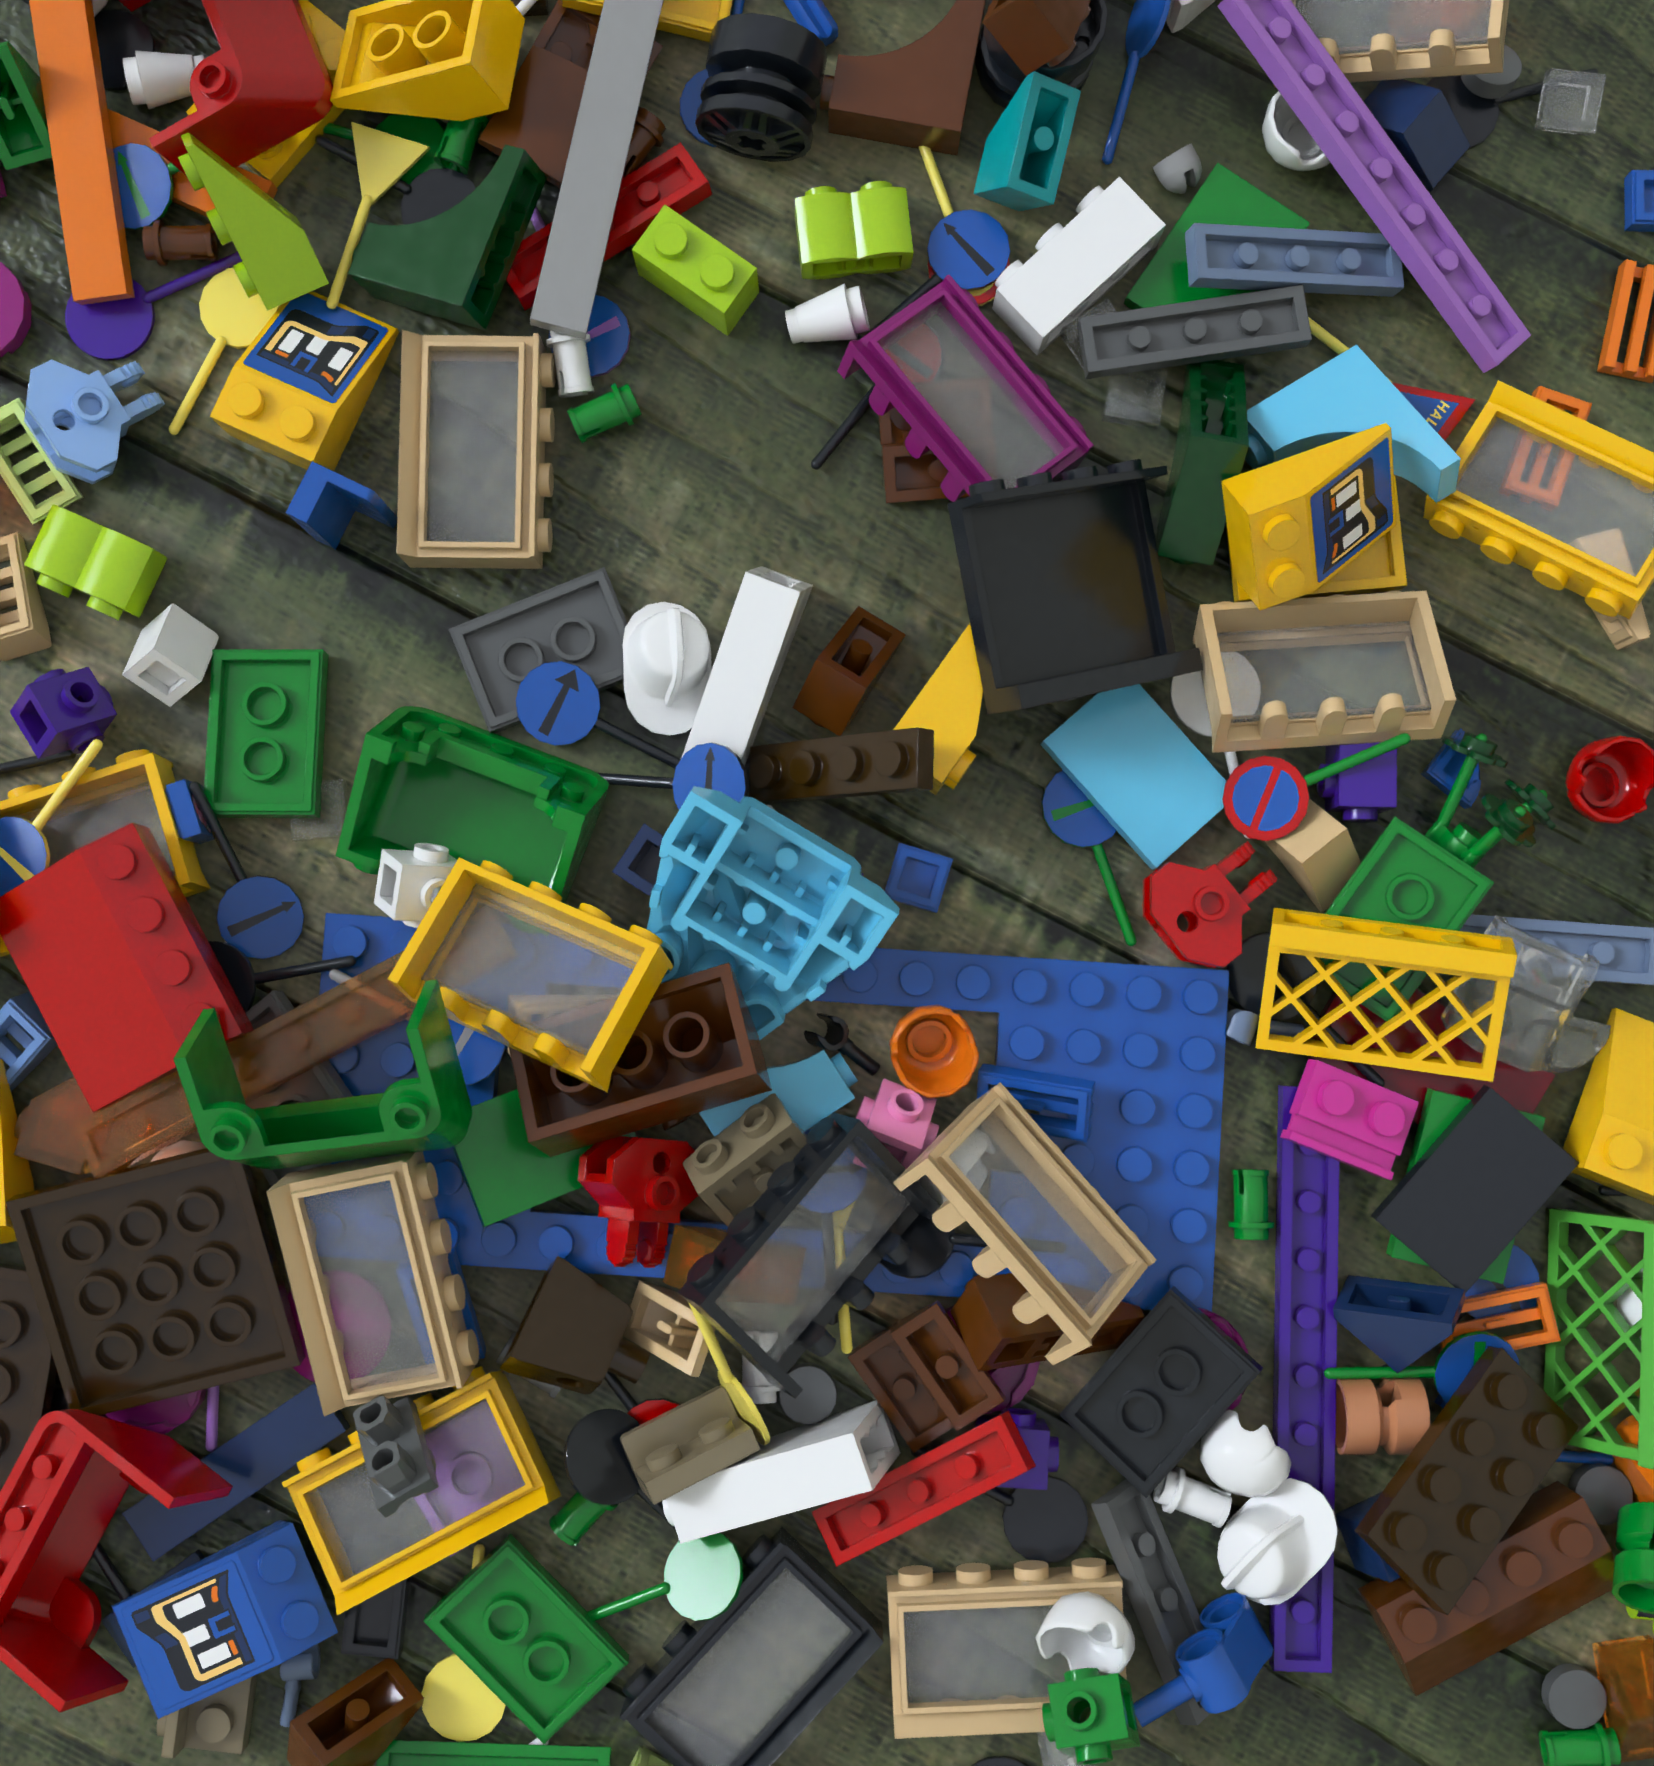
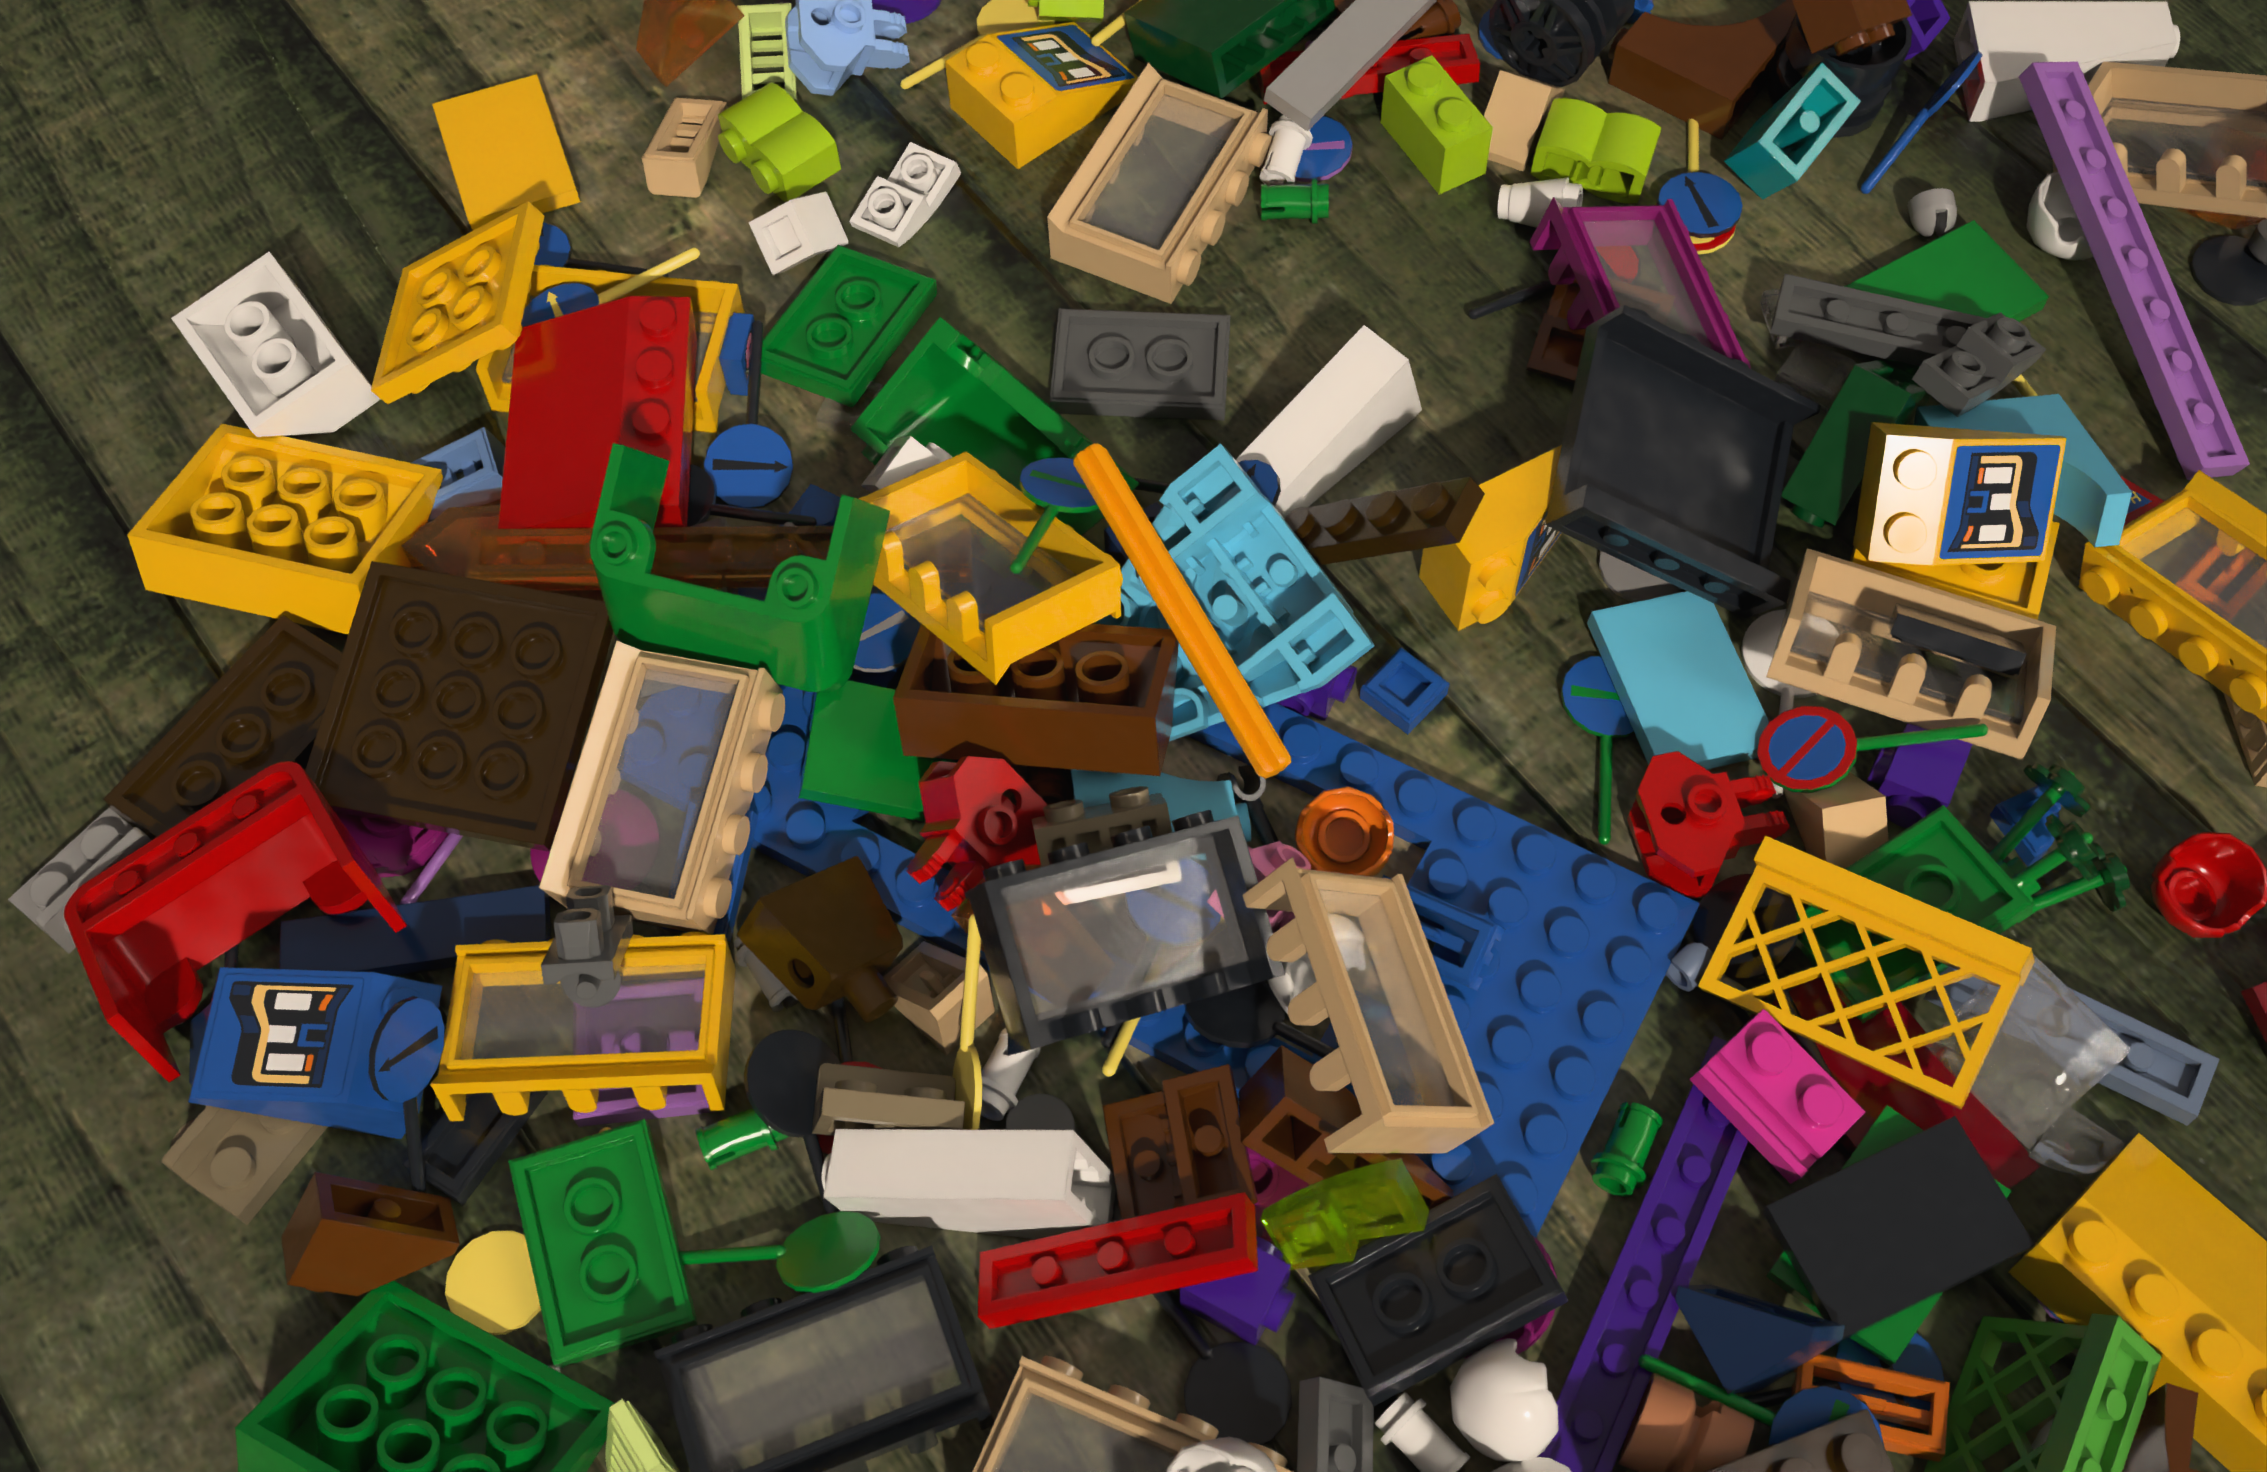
camera: 25 degrees right, 25 degrees down
(63, 712) = (675, 222): dark purple brick -> none
(246, 566) = (908, 198): none -> white slope
(300, 1667) = (354, 1157): sand blue hand -> none
(310, 1620) = (402, 1064): none -> blue piece
(328, 501) = (1014, 164): blue panel -> none
(563, 704) = (1130, 403): blue piece -> none
(567, 870) = (1056, 487): none -> piece
(665, 667) = (1242, 403): white piece -> none
(720, 943) = (1182, 611): none -> light orange axle
(765, 216) = (1518, 117): none -> tan slope
(848, 671) = (1414, 461): reddish brown slope -> none
(1065, 1382) = (1331, 1216): none -> clear neon green slope
(1076, 264) = (1815, 239): white brick -> none
(1283, 352) = (1980, 364): none -> dark grey slope
(1288, 257) = (1987, 288): sand blue plate -> none
(1353, 645) = (1957, 640): none -> black tile
(1419, 126) = (2196, 262): dark blue slope -> none

